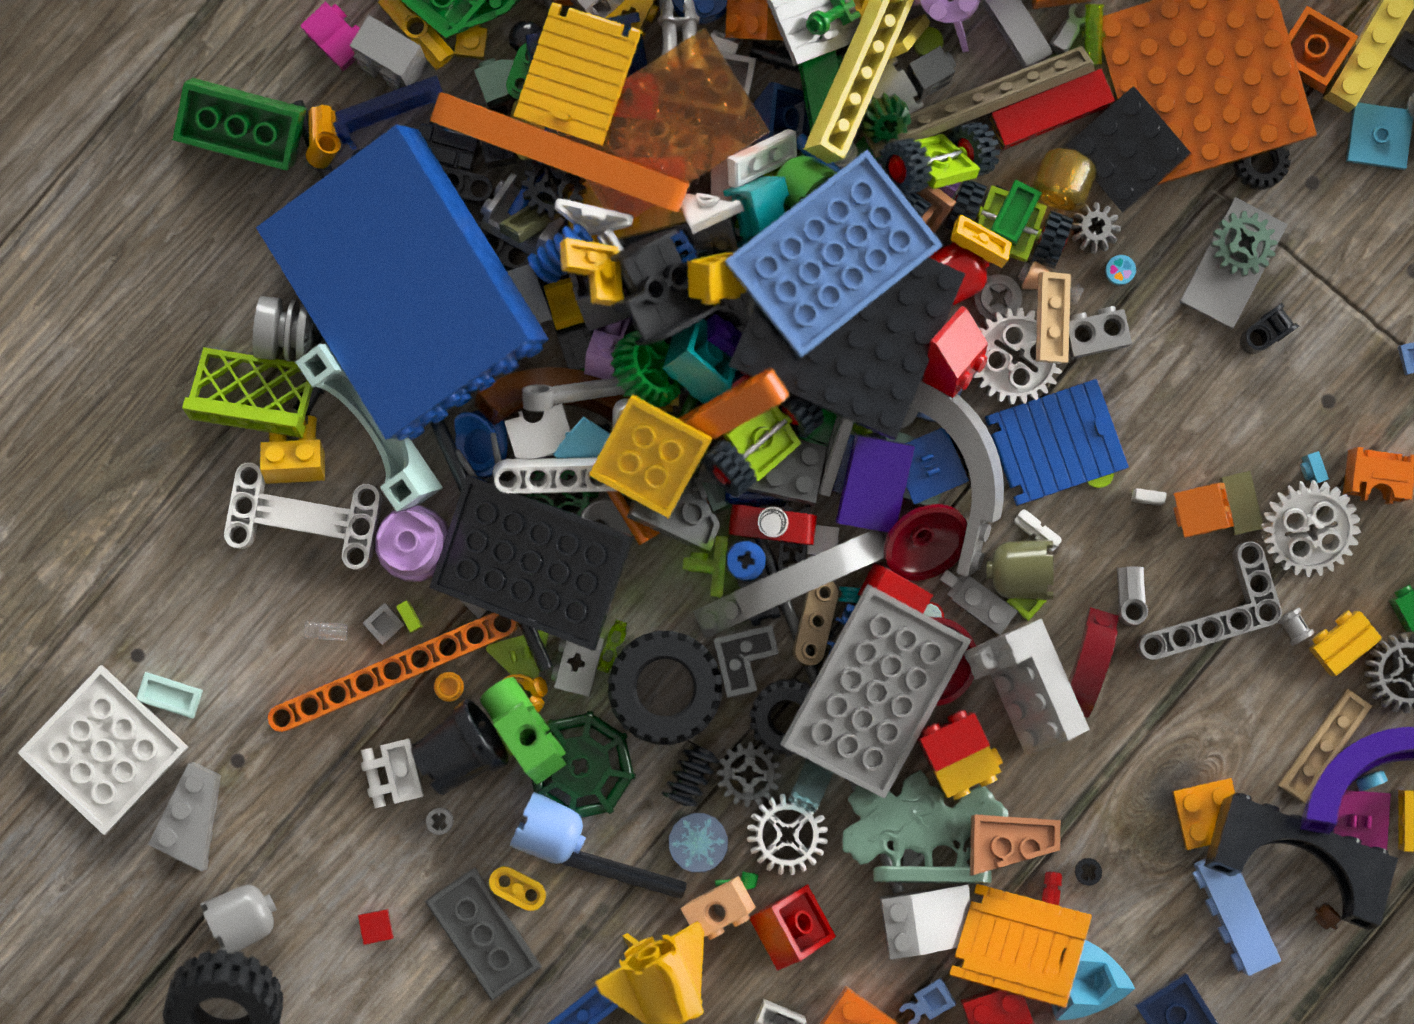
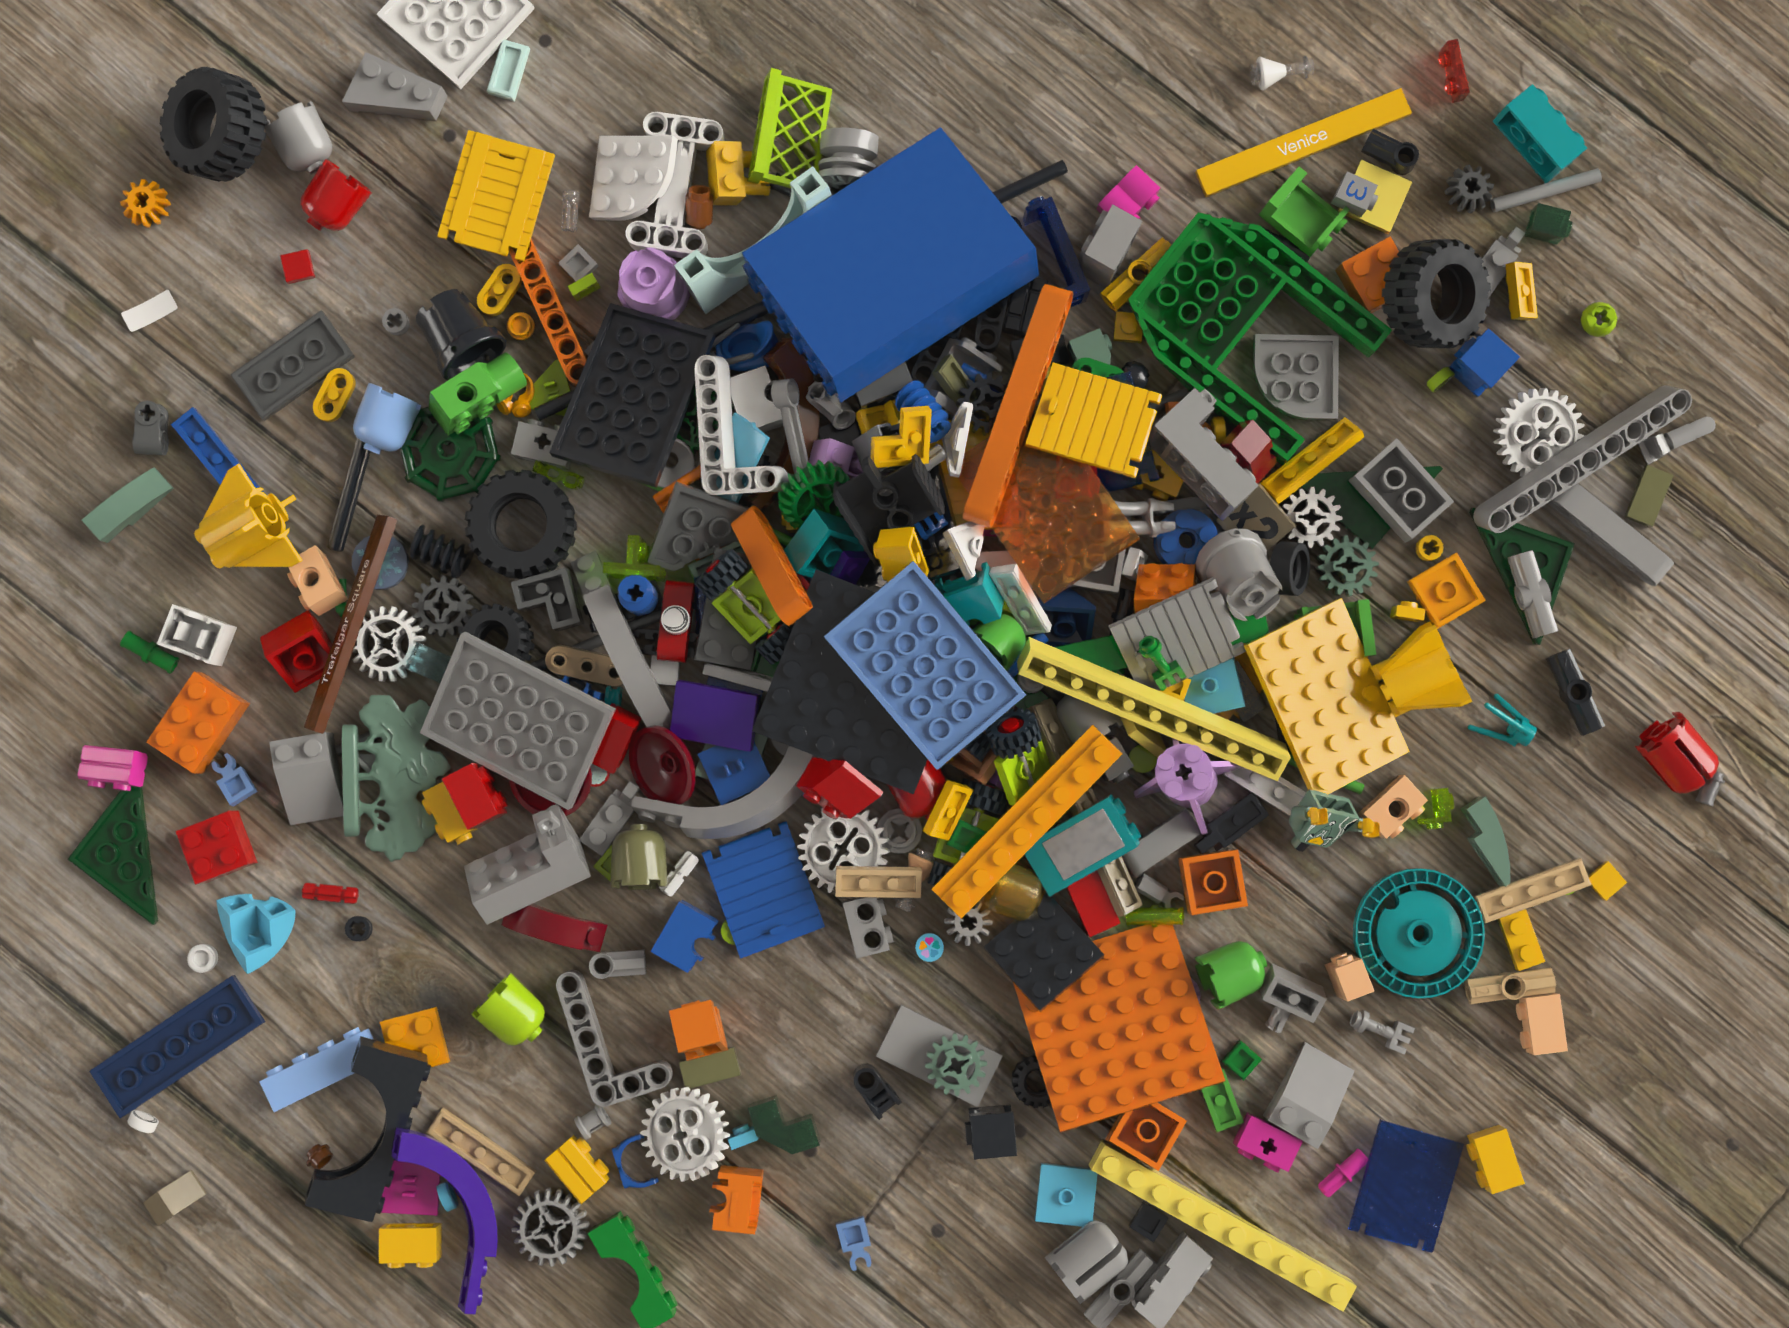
camera: 90 degrees right, 0 degrees up
(239, 124) = (1041, 111): green brick -> none
(290, 563) = (630, 175): none -> white plate
(305, 883) = (333, 199): none -> red cylinder
(309, 706) = (496, 195): none -> yellow door
(322, 137) = (1031, 188): light orange piece -> none
(328, 490) = (699, 207): none -> dark orange brick
(400, 770) = (433, 283): white plate -> none
(409, 709) = (499, 290): none -> yellow plate
(553, 350) = (838, 413): none -> light grey piece
(650, 456) = (730, 499): yellow plate -> none
(766, 871) = (350, 623): none -> reddish brown tile
(885, 118) = (1062, 715): dark green gear -> none
(995, 158) = (1026, 821): none -> light orange plate
(1009, 840) = (383, 849): nougat wing -> none
(1019, 945) = (284, 862): light orange door -> none
(1020, 104) = (1083, 844): none -> panel
(1102, 526) = (680, 933): none -> blue piece
(1148, 497) = (712, 978): white tile -> none
(1180, 708) = (511, 1012): none -> lime cylinder
(1314, 208) = (991, 1132): none -> black piece
(1314, 416) = (790, 1136): none -> clear green brick
(1328, 601) = (626, 1180): none -> blue cap

